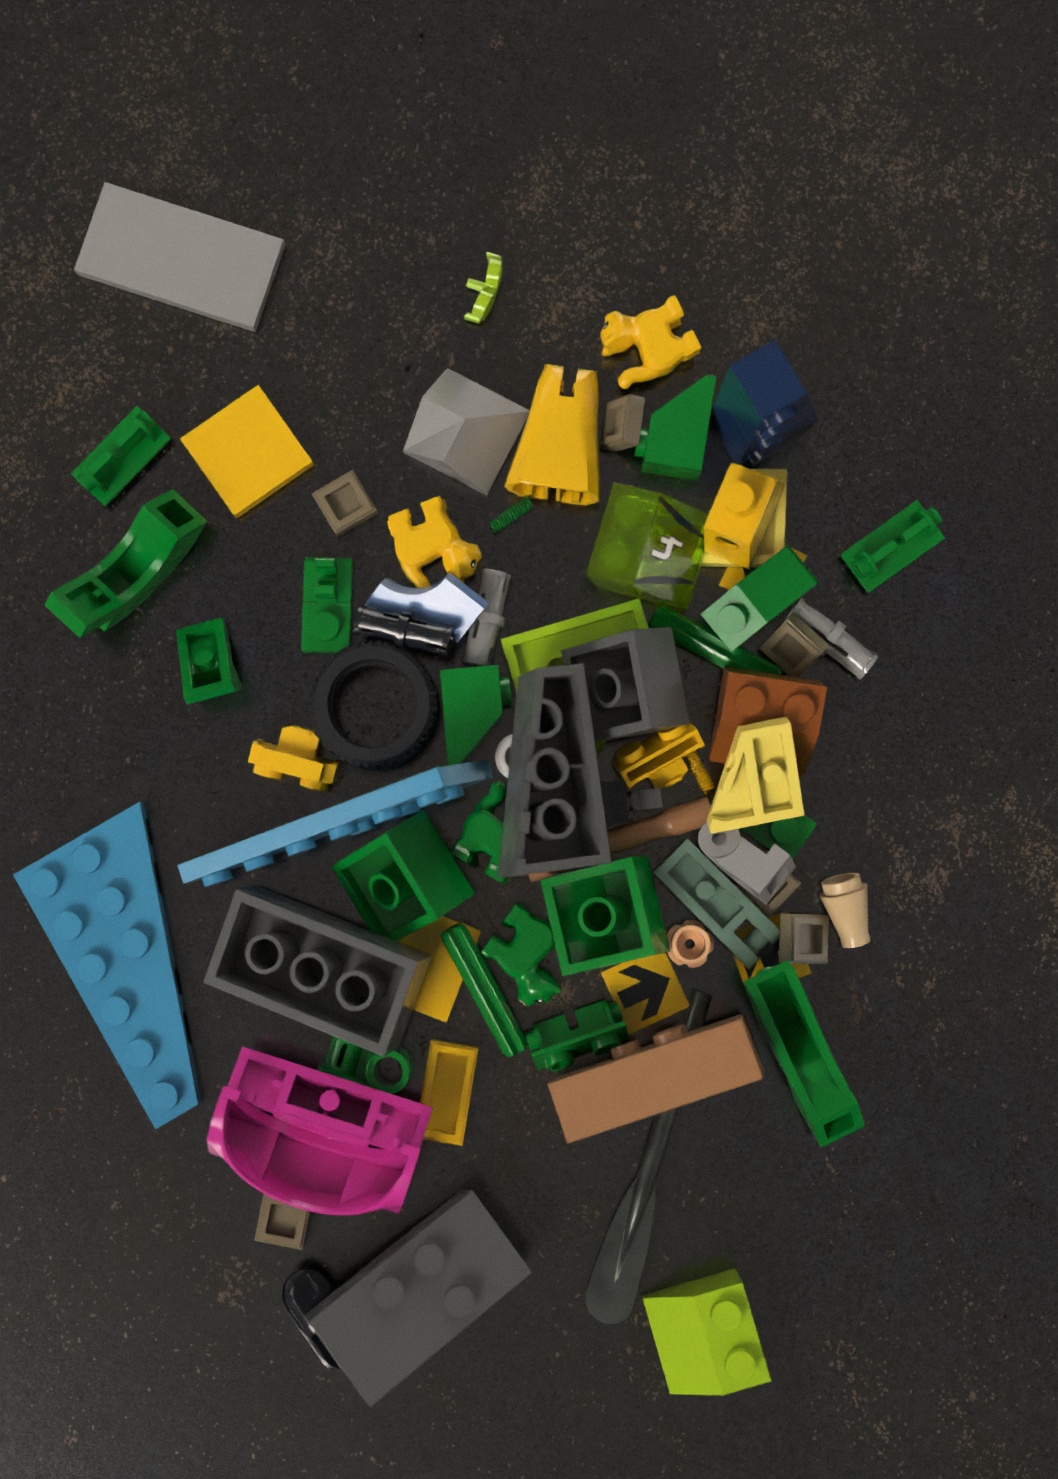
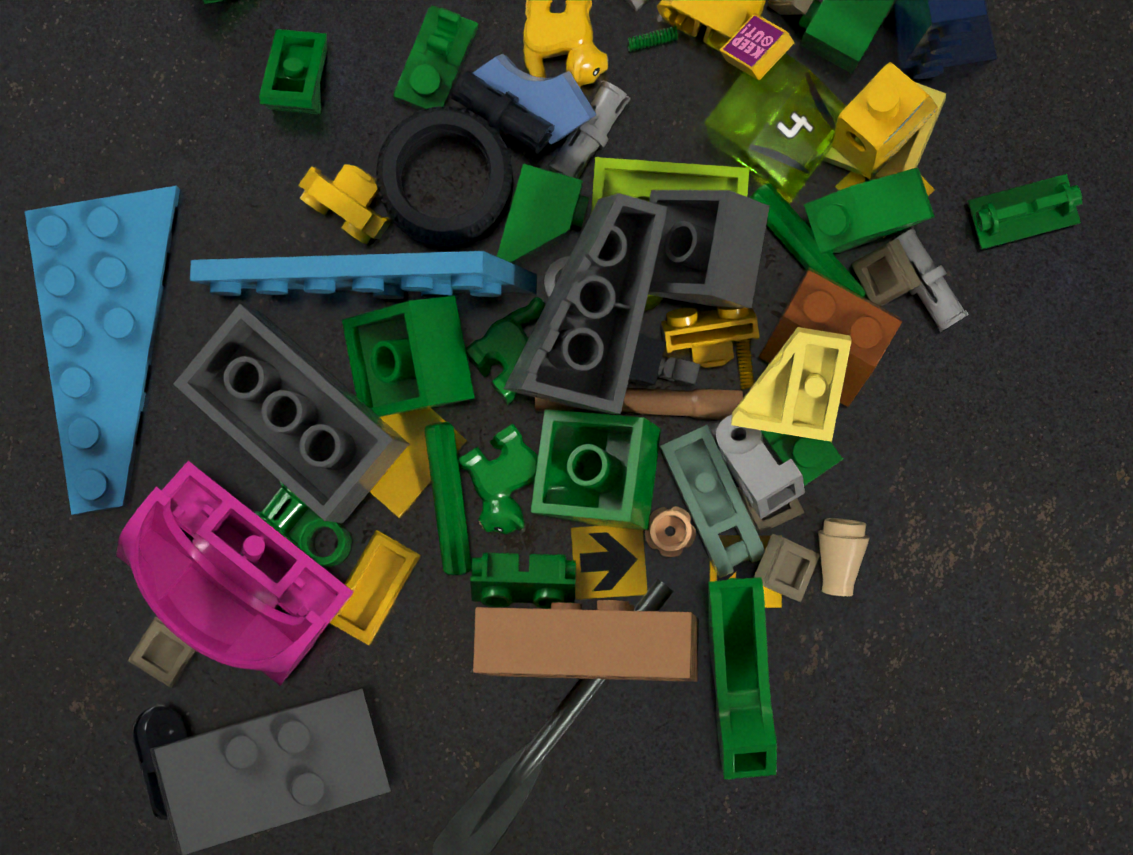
camera: 20 degrees right, 0 degrees up
(608, 490) = (757, 46): none -> tile

